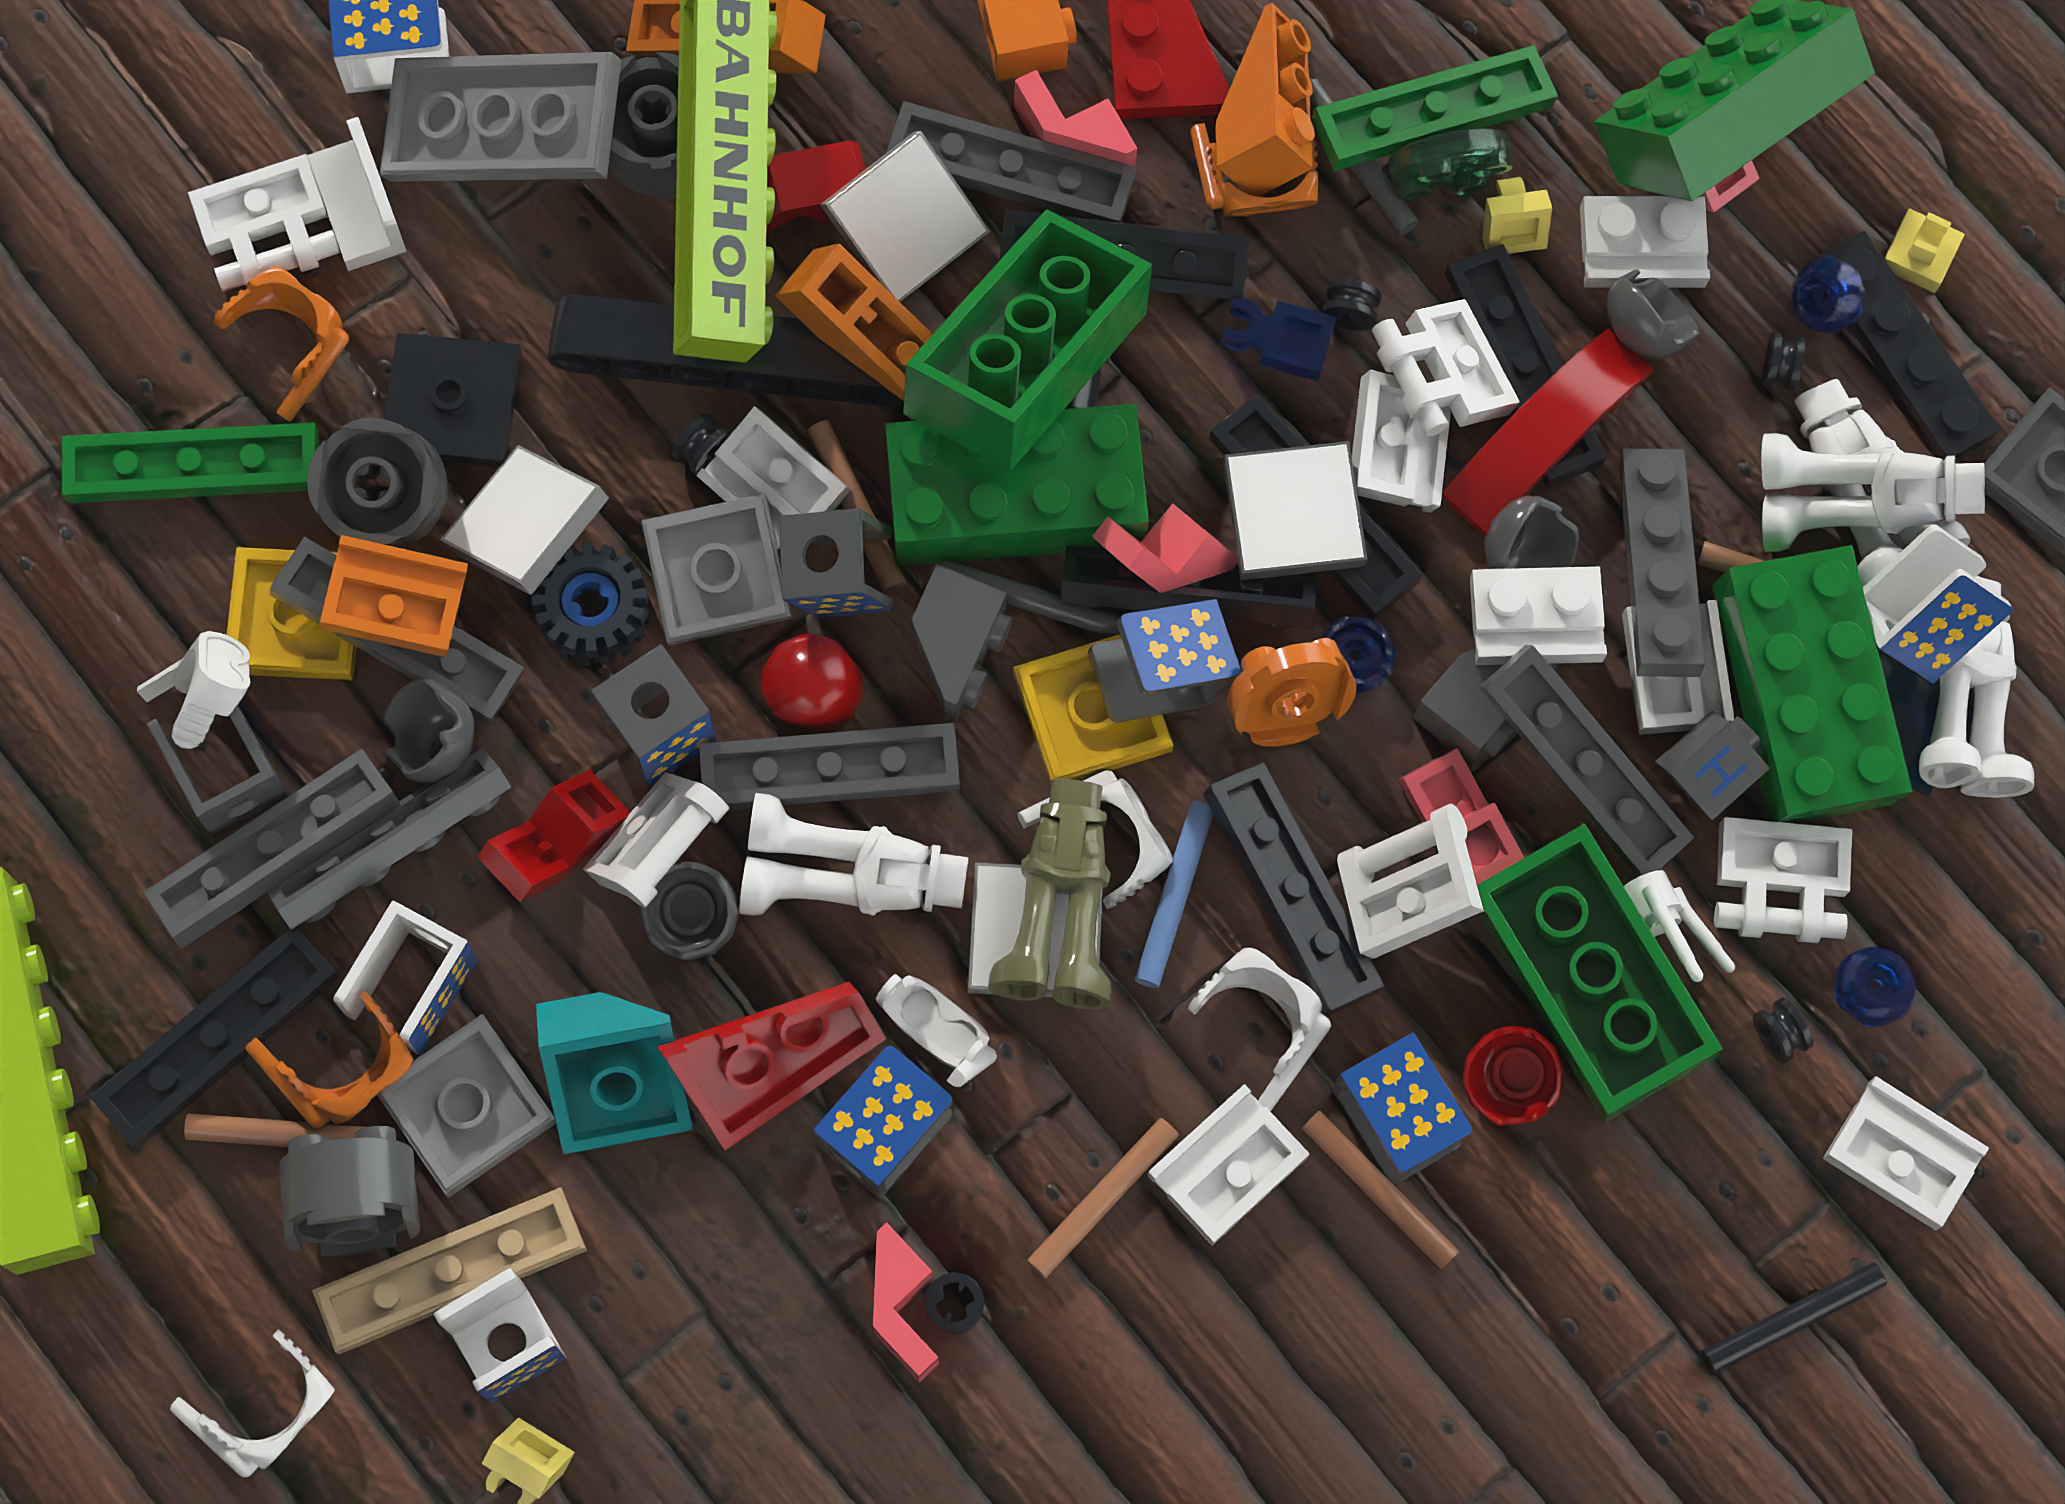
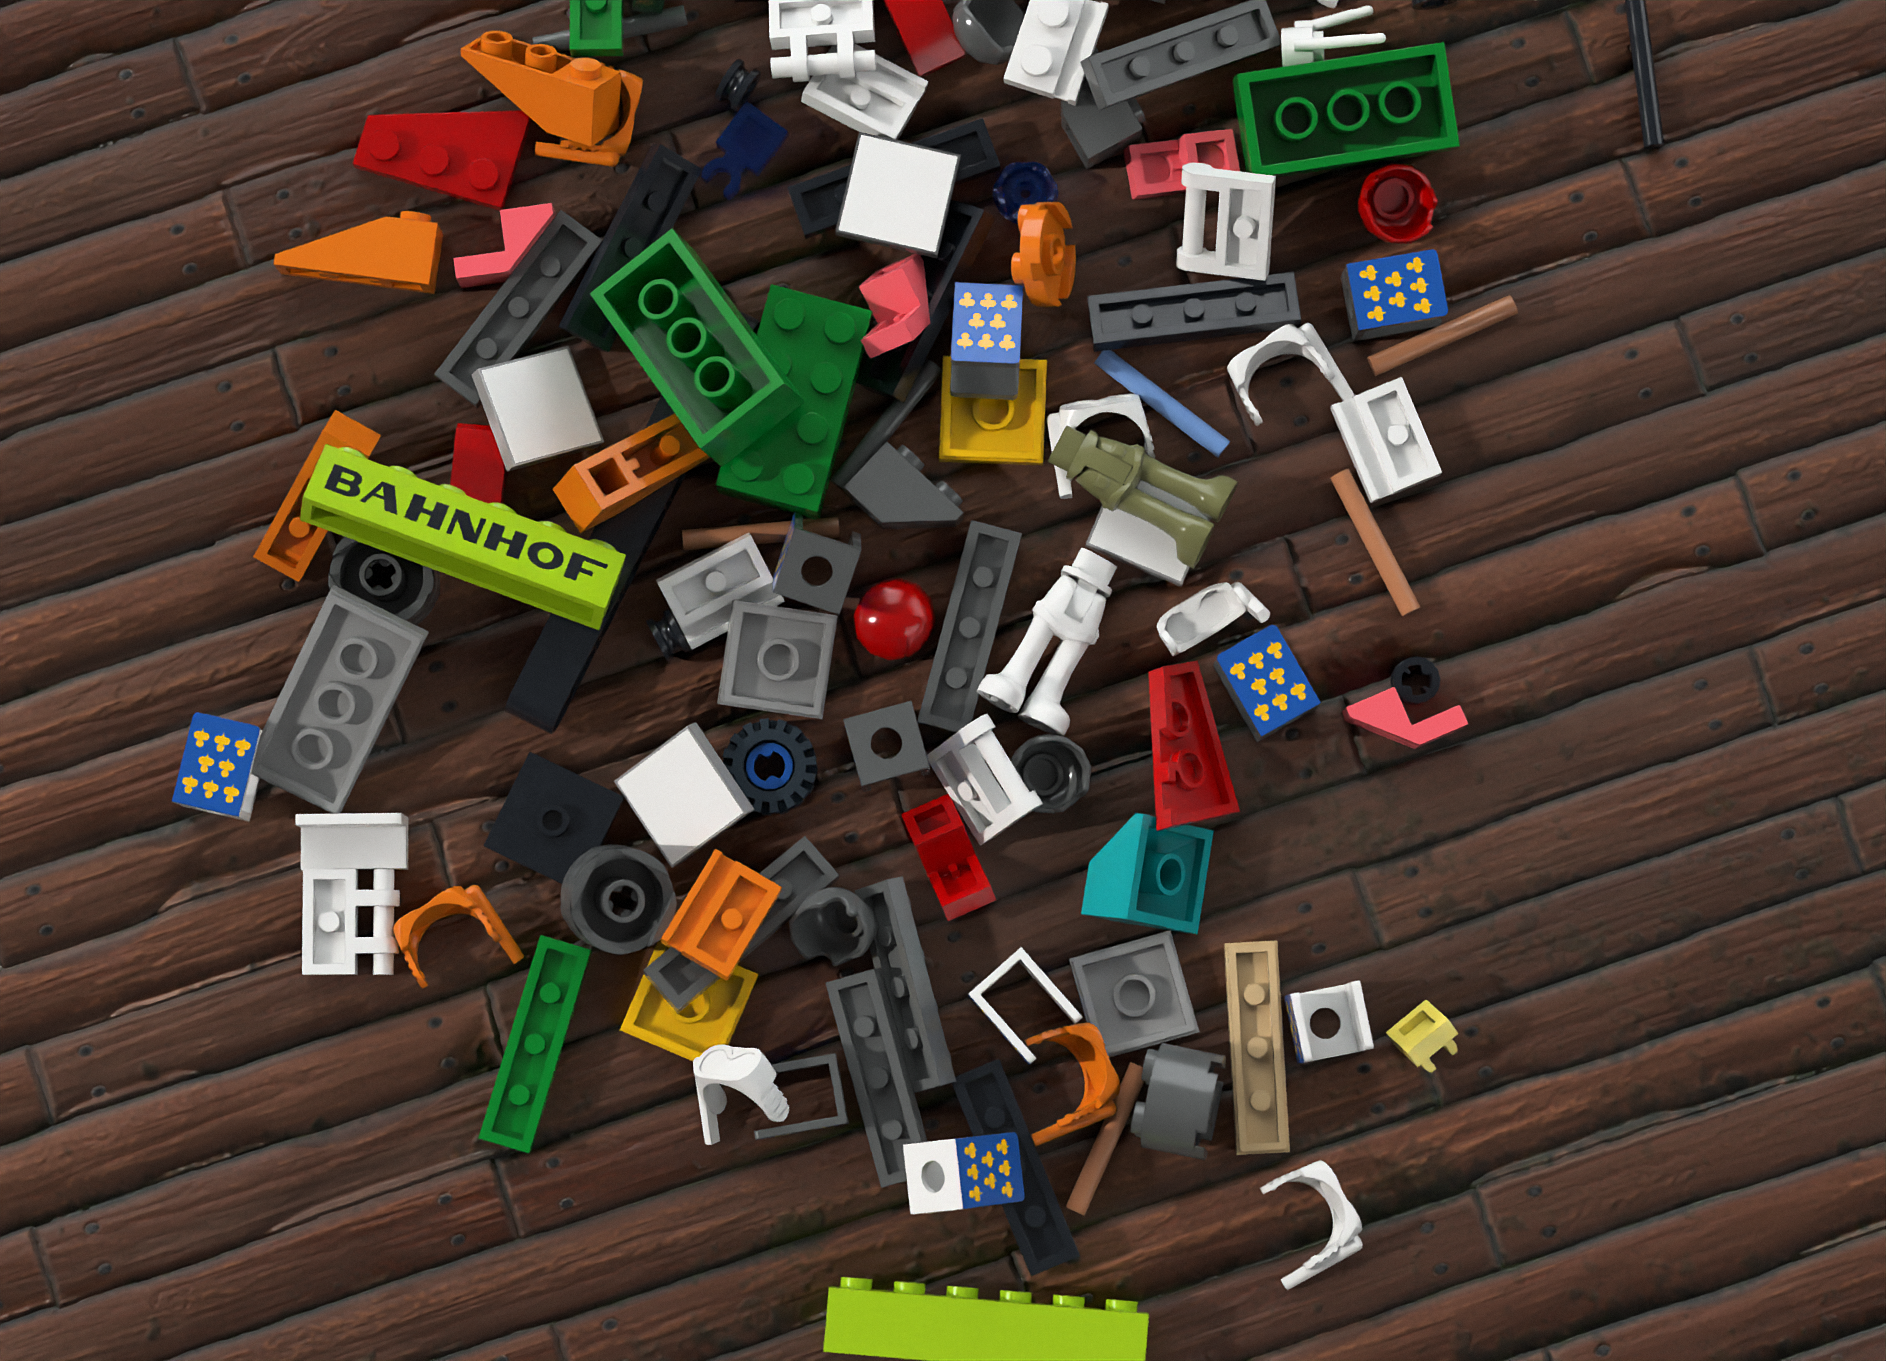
camera: 65 degrees left, 10 degrees up
(180, 971) = (963, 1173): none -> piece

